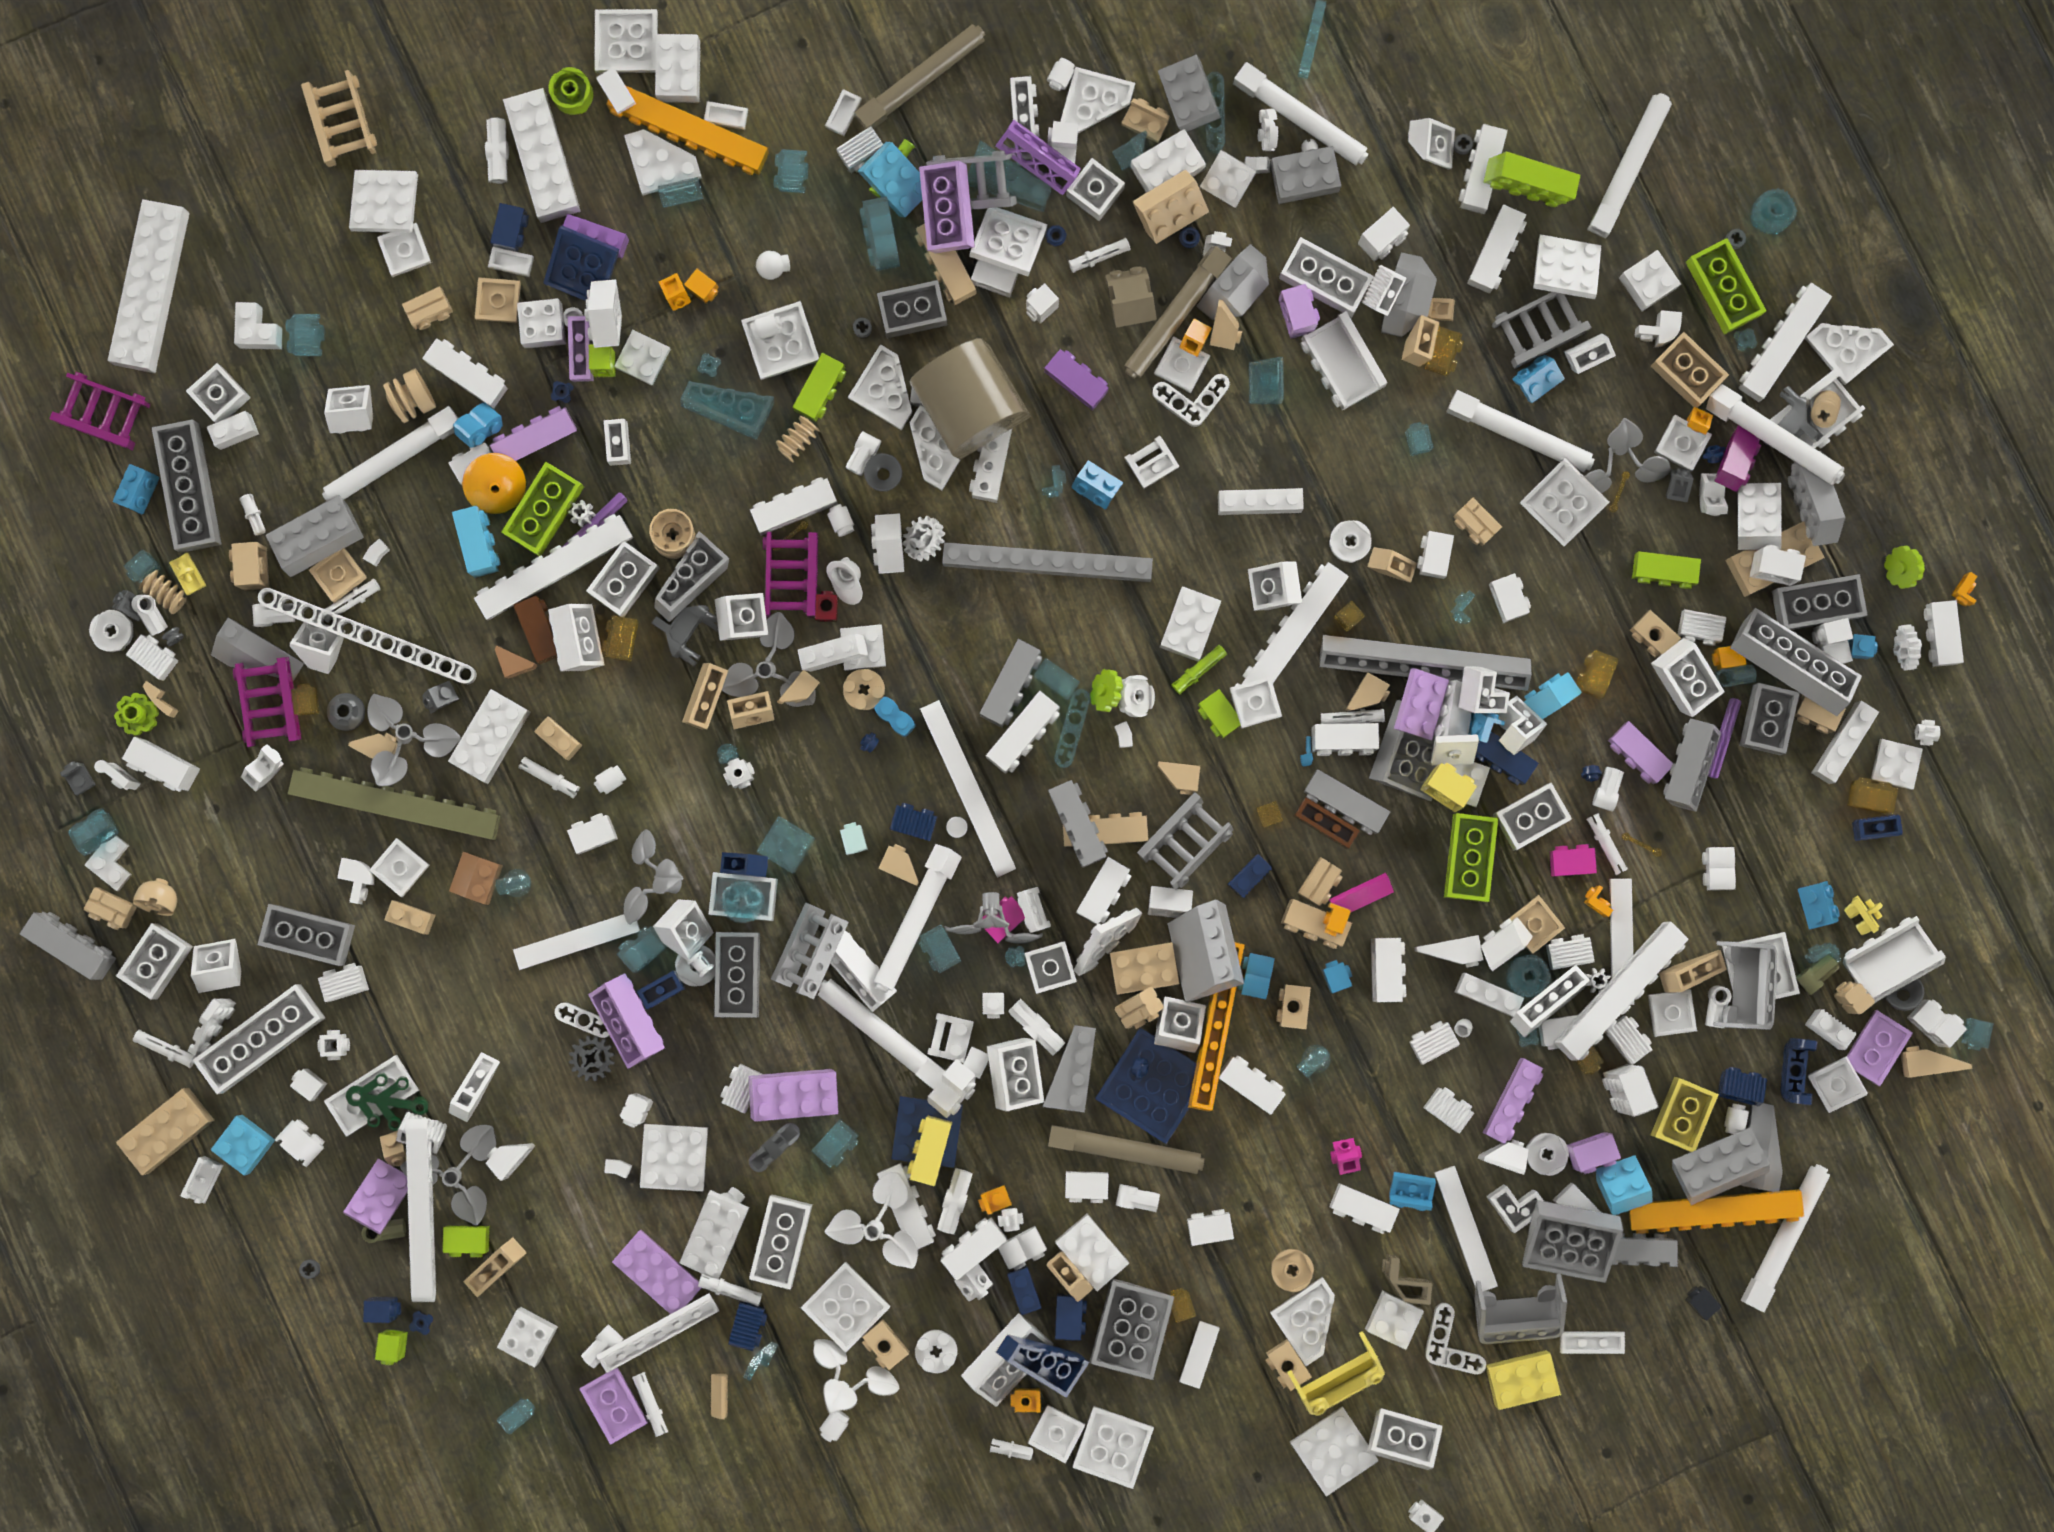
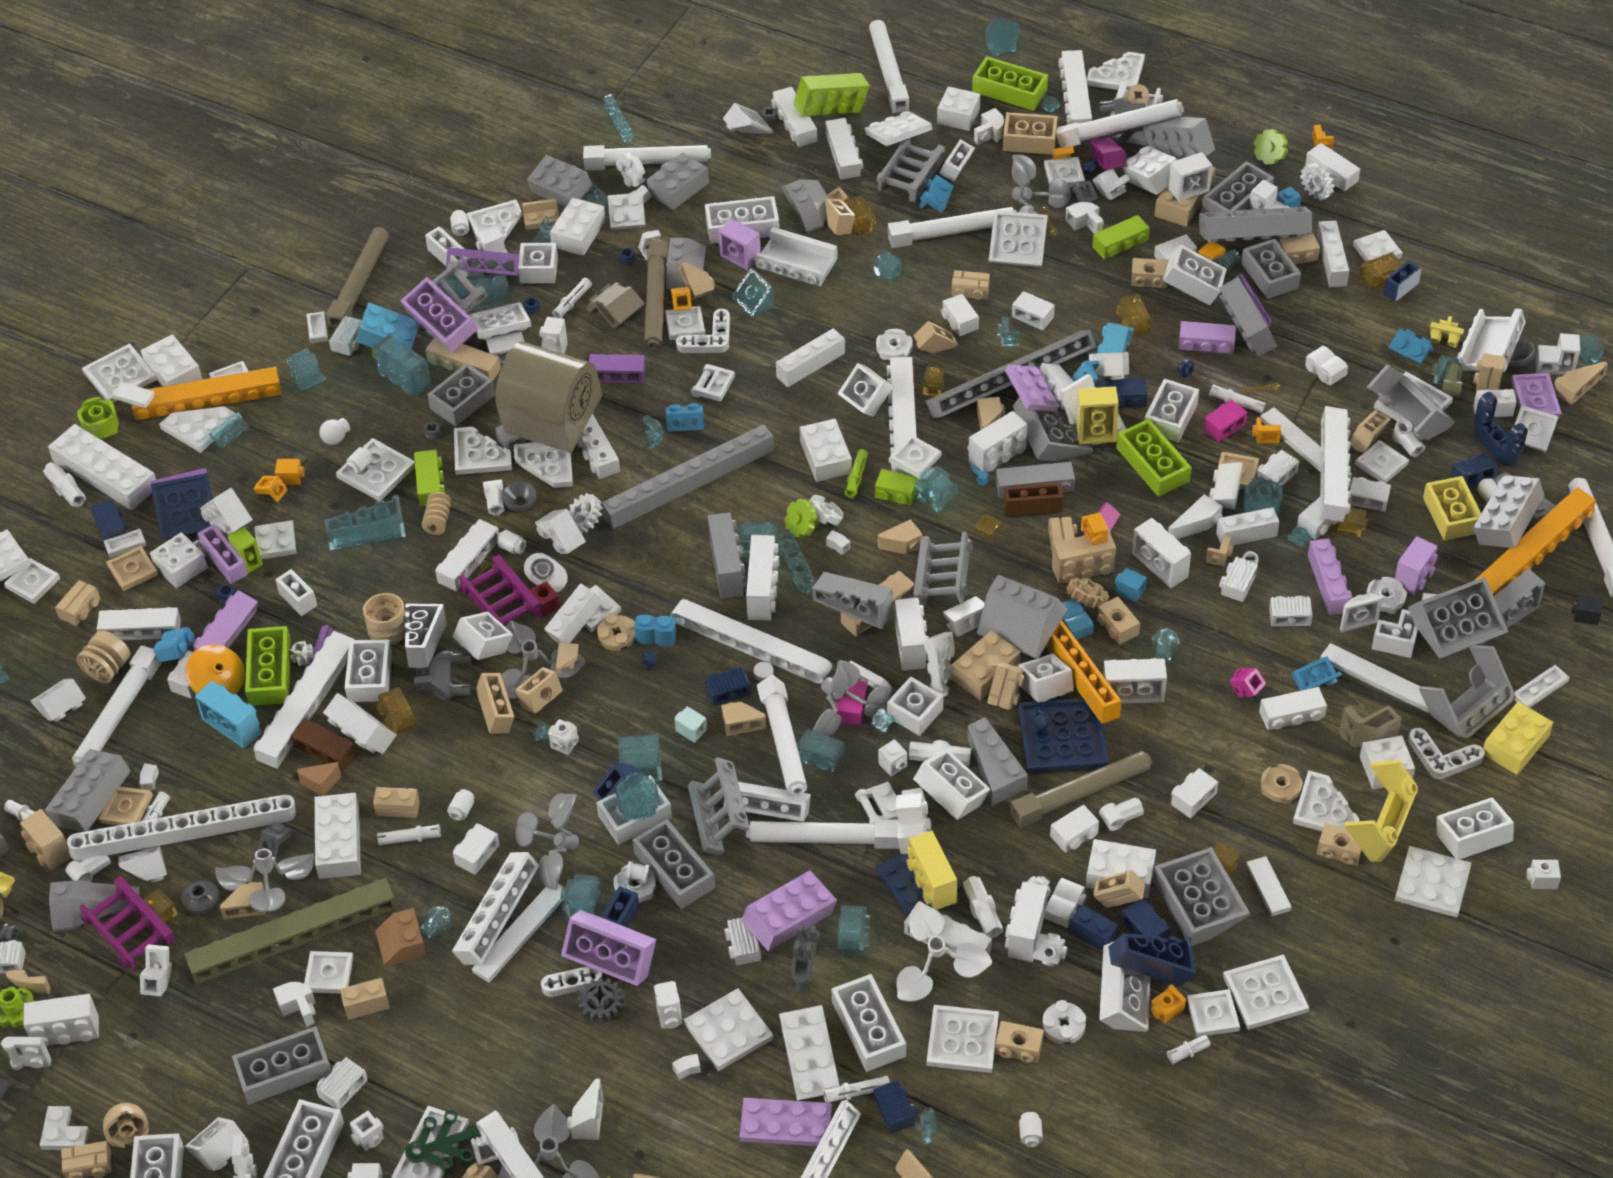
camera: 35 degrees left, 35 degrees down
(93, 831) = (31, 1111): clear light blue brick -> none
(473, 1087) = (515, 1088): white slope -> none
(567, 909) = (495, 908): none -> white brick
(683, 928) = (603, 857): white slope -> none
(706, 359) = (330, 511): clear light blue plate -> none
(837, 1393) = (1012, 1098): white plant -> none
(994, 1200) = (1008, 888): light orange bracket -> none
(1170, 206) = (599, 239): tan brick -> none
(1249, 876) = (1010, 560): dark blue brick -> none
(1251, 747) = (936, 488): none -> clear light blue brick
(1290, 960) = (1087, 592): none -> tan gear
(1383, 234) = (760, 175): white brick -> none
(1384, 290) = (788, 197): white brick -> none
(1449, 1003) = (1219, 557): none -> tan bracket
(1479, 692) = (1063, 354): white brick -> none
(1550, 1001) = (1292, 496): white brick -> none
(1603, 978) = (1311, 474): white gear -> none
(1607, 794) = (1207, 371): white piece -> none
(1624, 1185) = (1457, 568): medium azure brick -> none
(1629, 1090) = (1400, 503): white brick -> none
(1654, 512) = (1083, 215): none -> white brick
(1927, 732) = (1378, 218): white gear -> none

